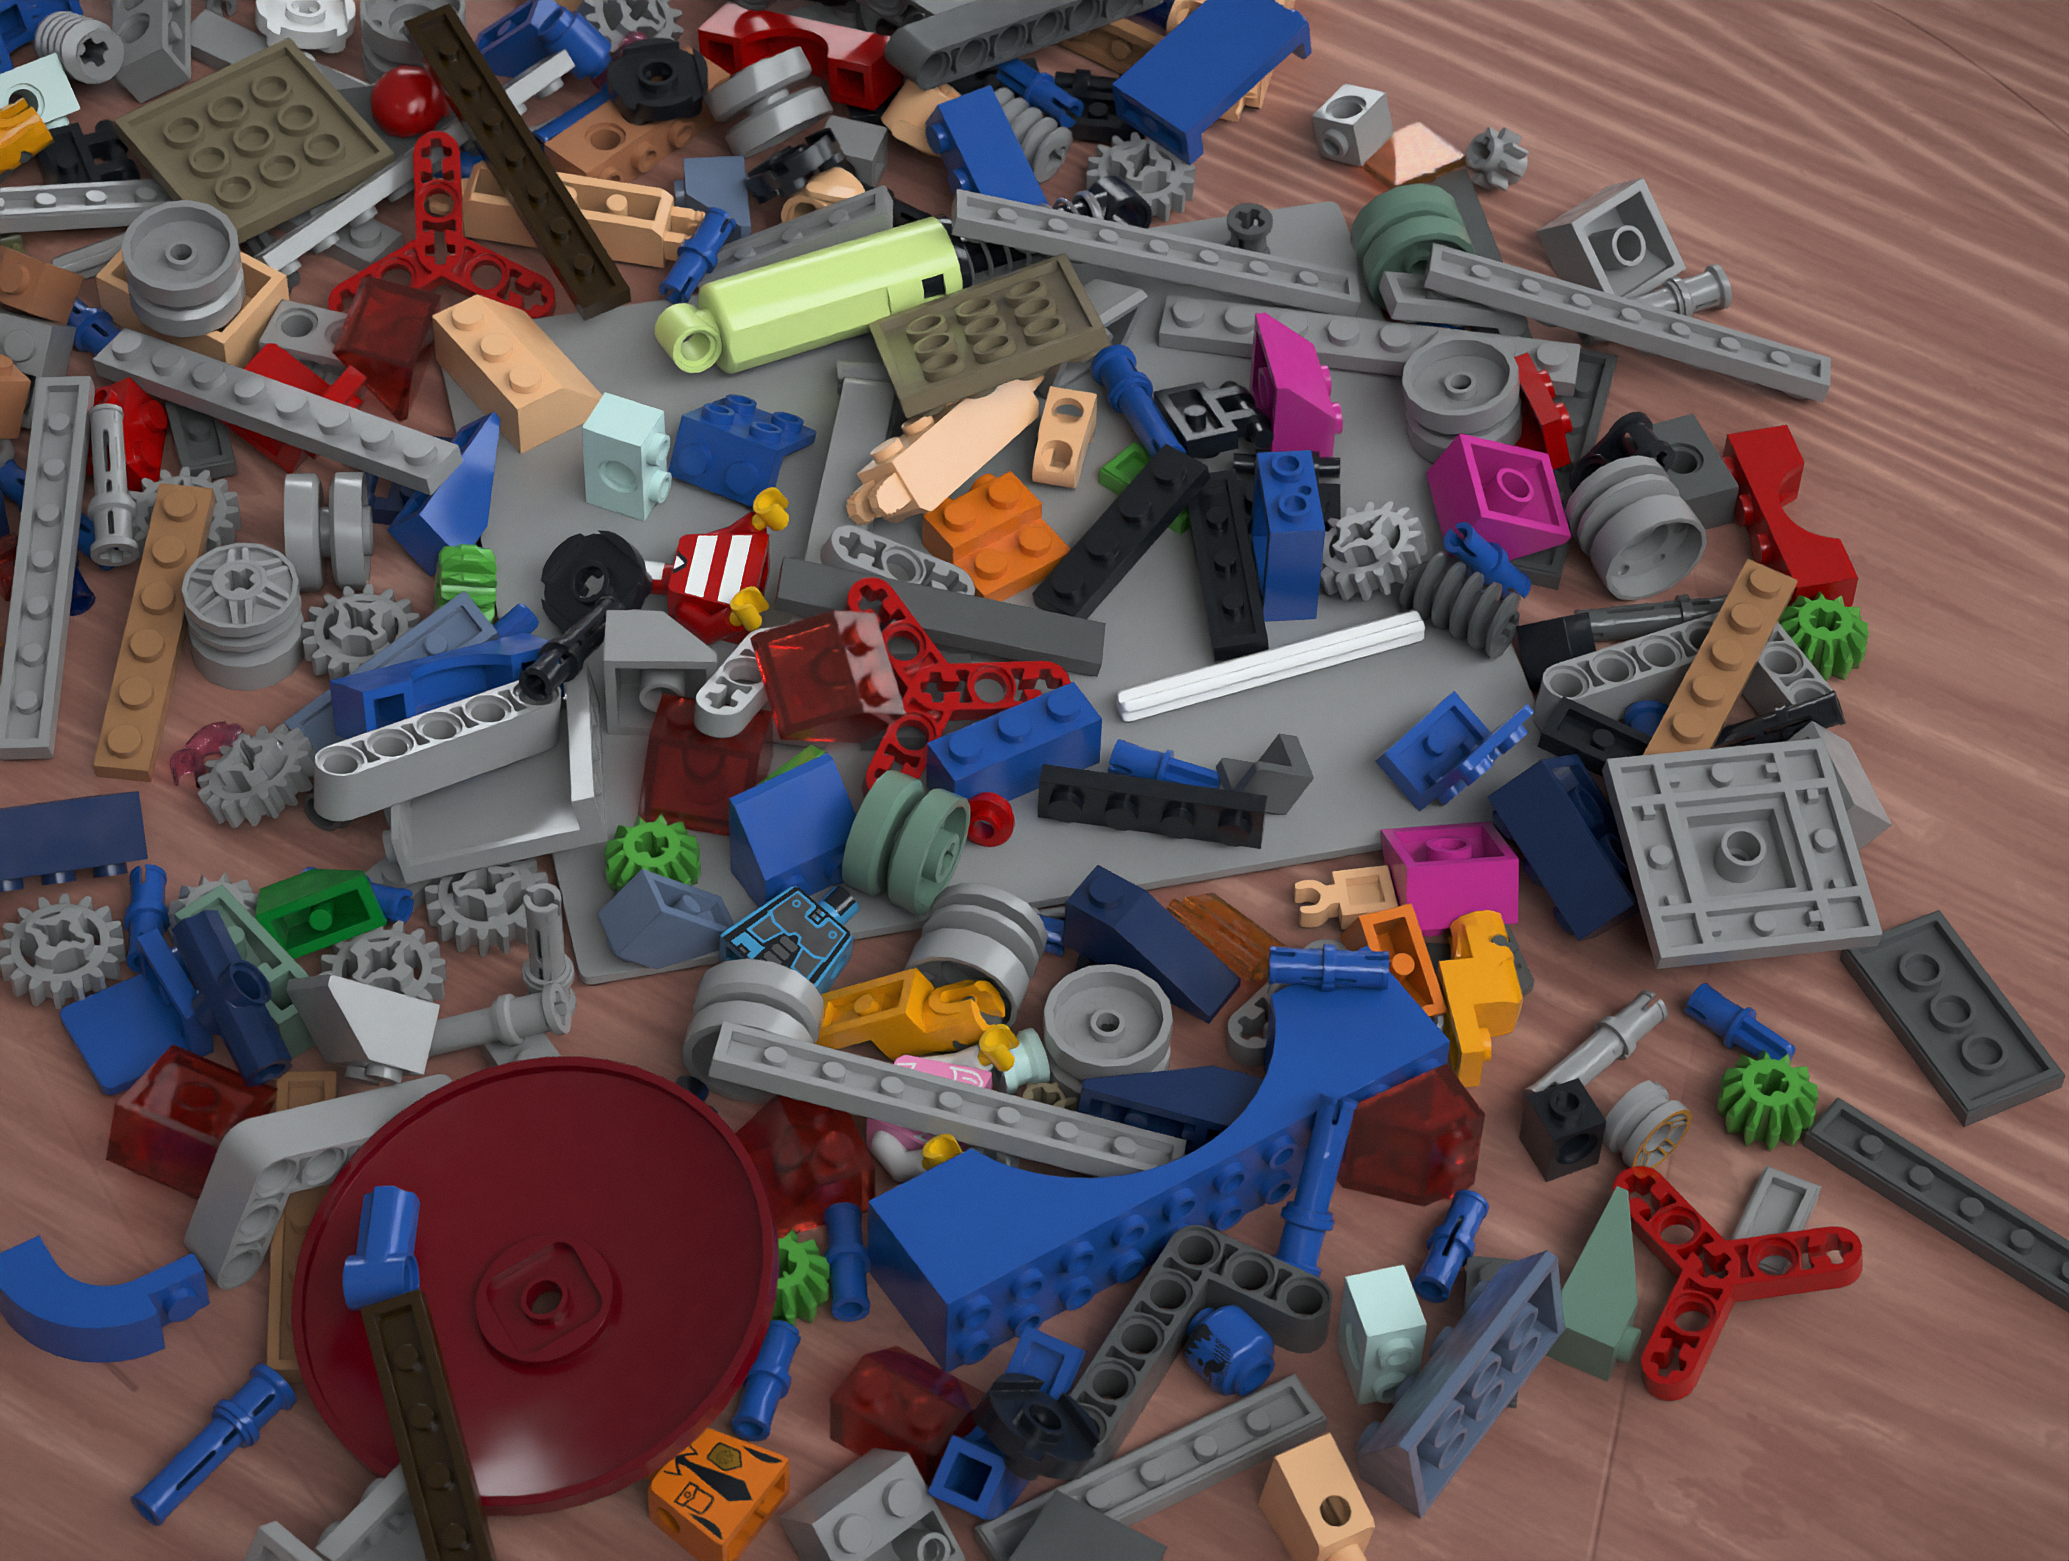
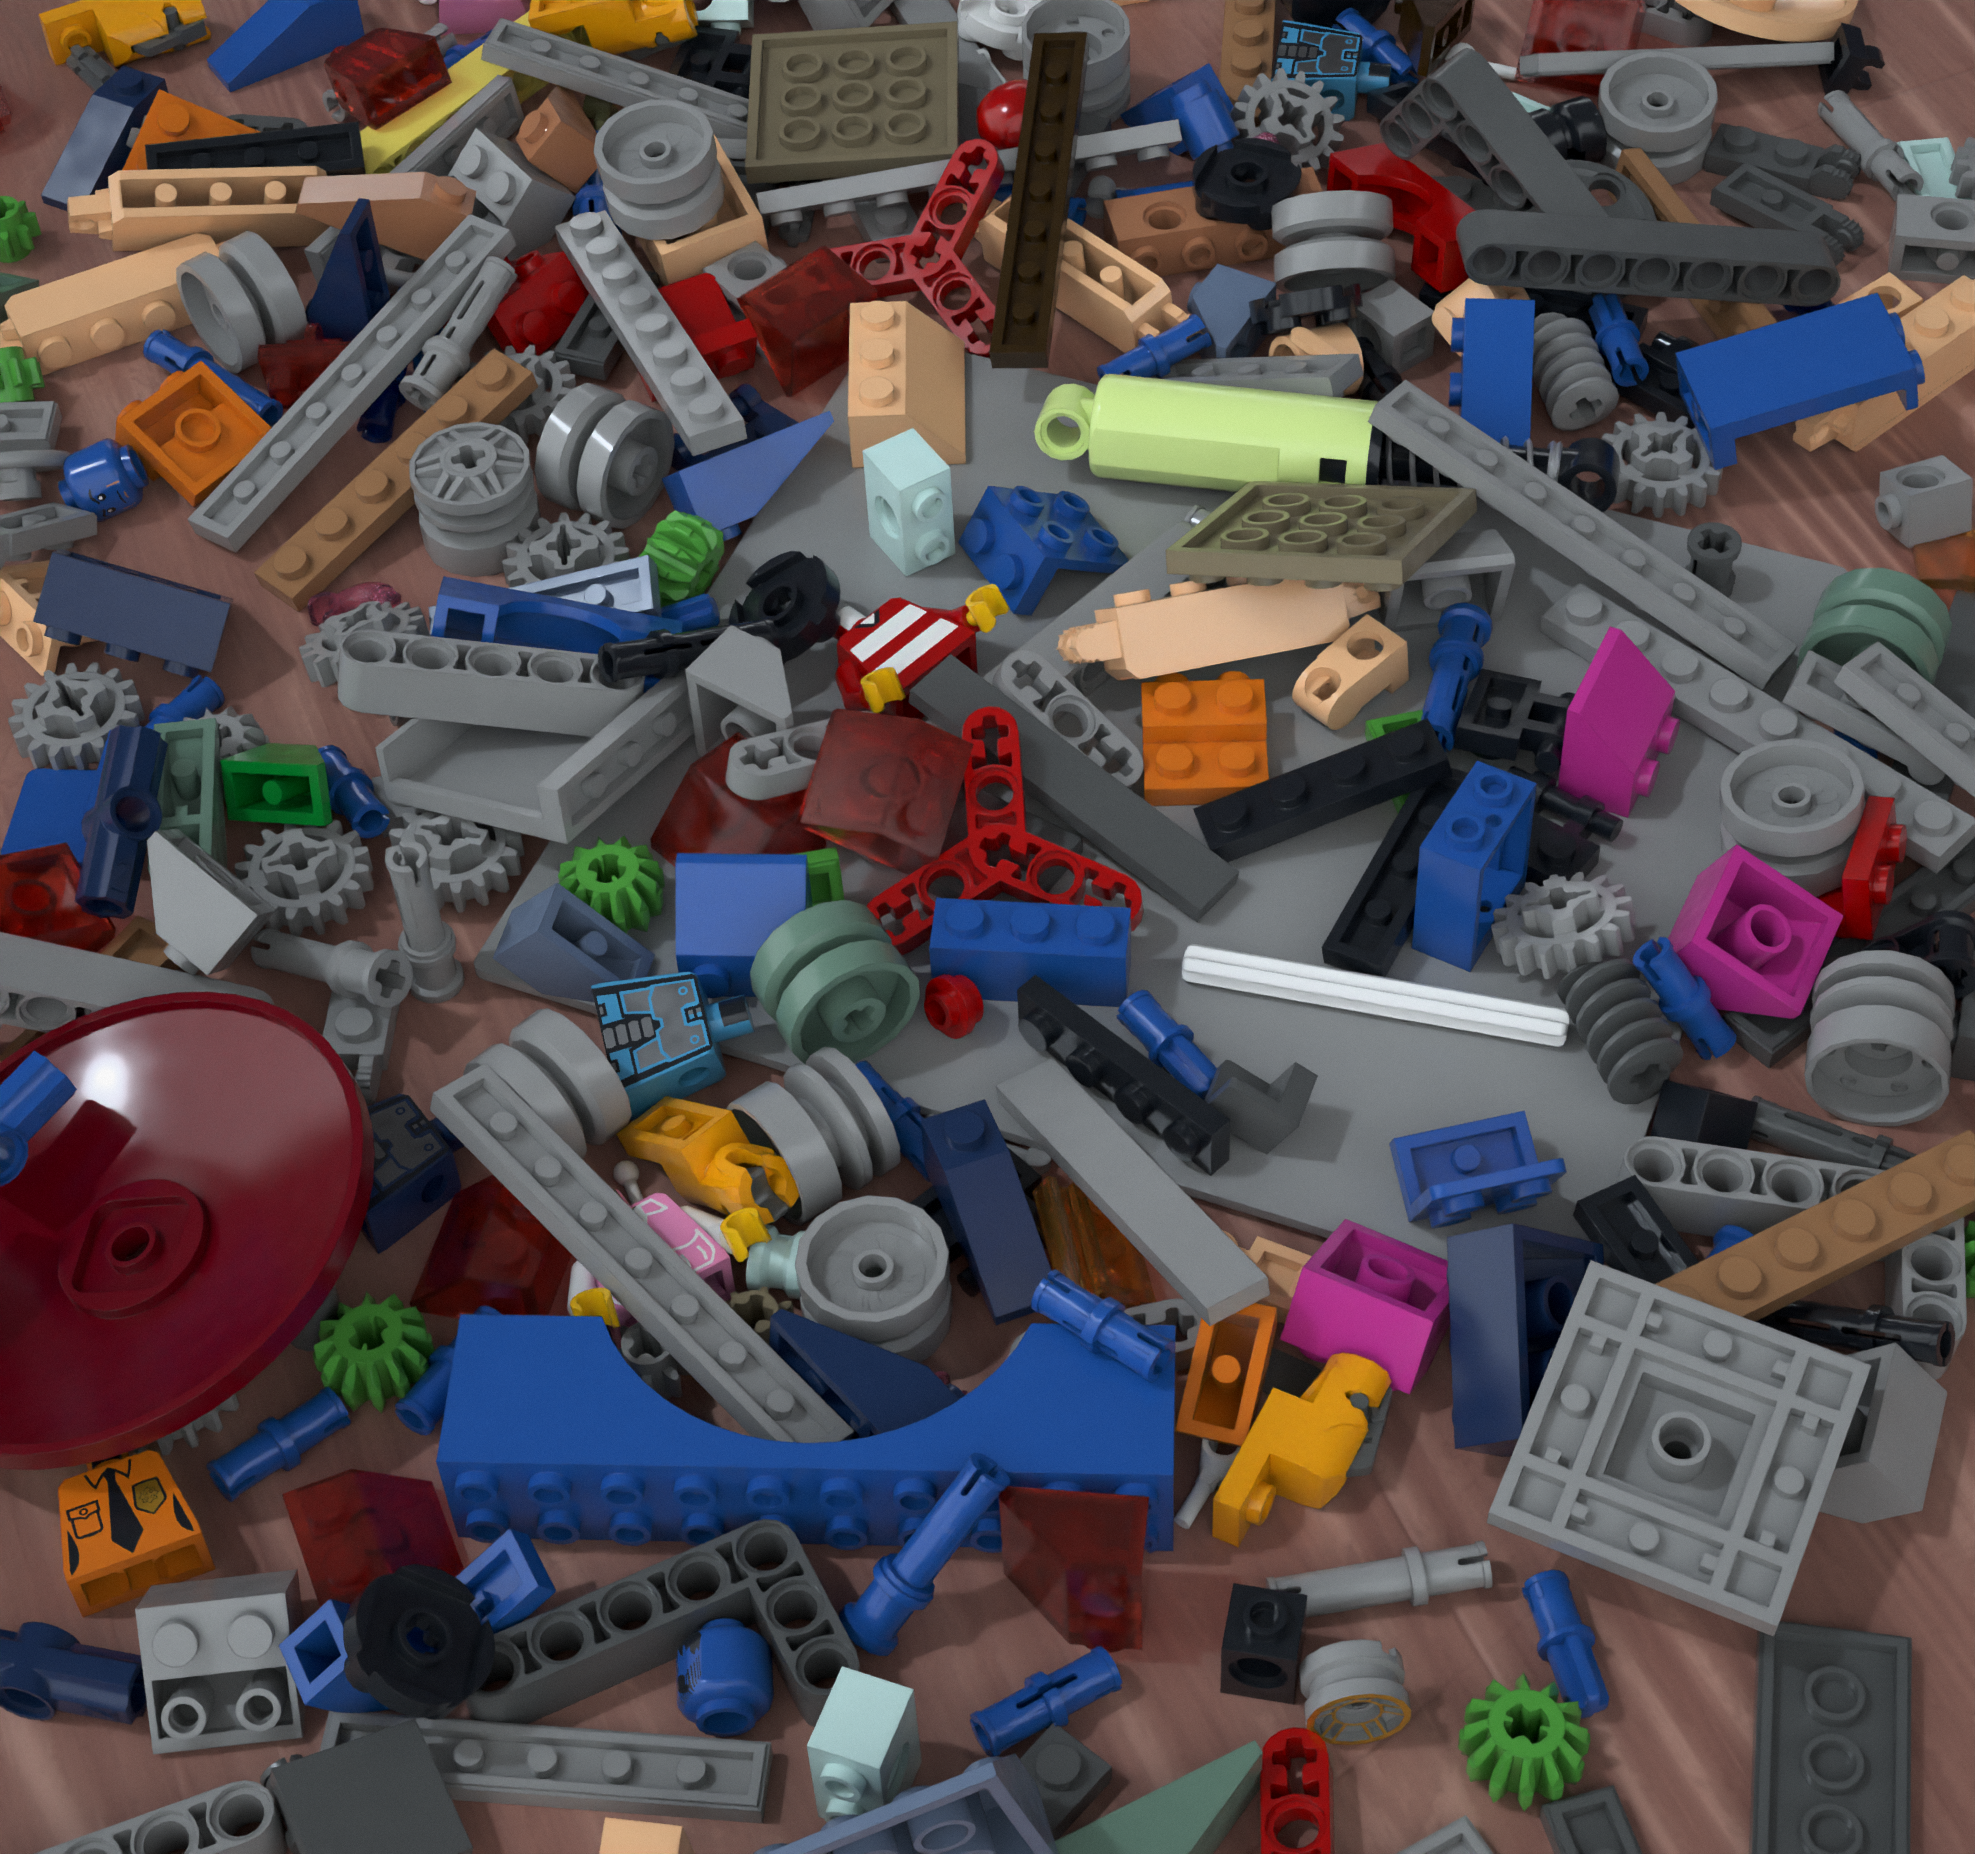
camera: 40 degrees right, 0 degrees up
(1240, 877) = (1133, 1192): none -> light grey tile

